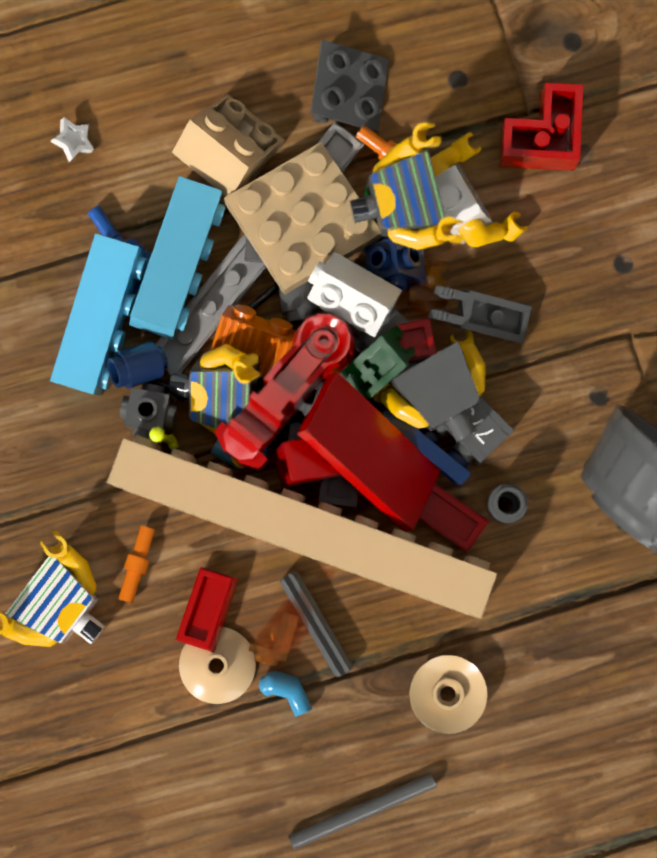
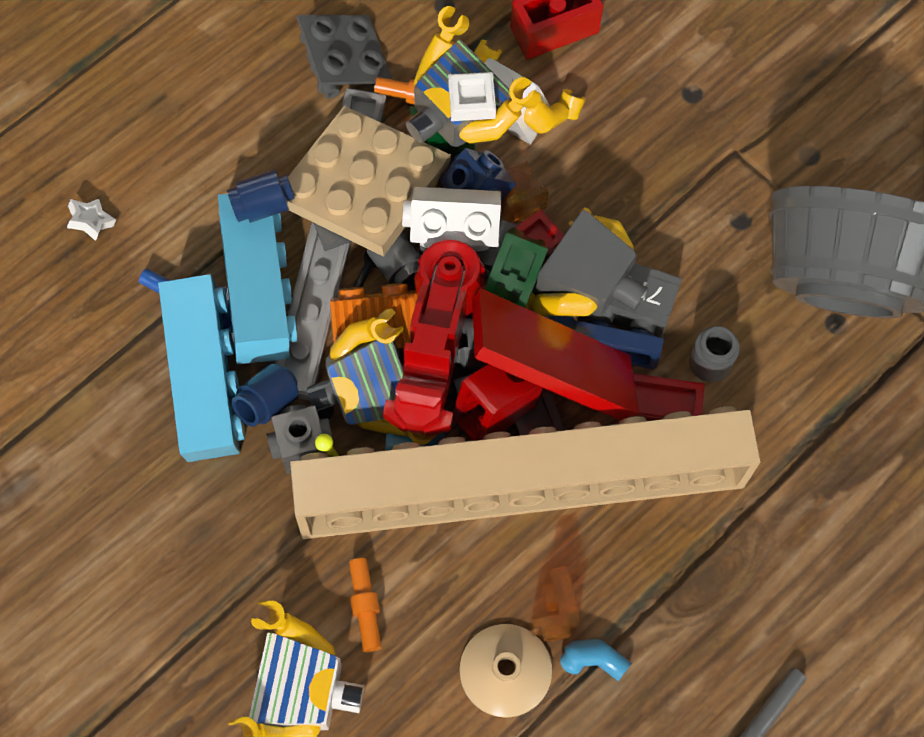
camera: 30 degrees left, 15 degrees down
(207, 609) = (465, 614): red tile -> none
(208, 199) = (260, 196): none -> dark blue brick
(227, 145) = (247, 146): tan slope -> none
(316, 624) = (588, 572): dark grey axle -> none
(409, 209) = (472, 96): none -> white tile
(467, 703) = (779, 558): tan dish -> none
(485, 314) = (588, 187): dark grey hinge -> none

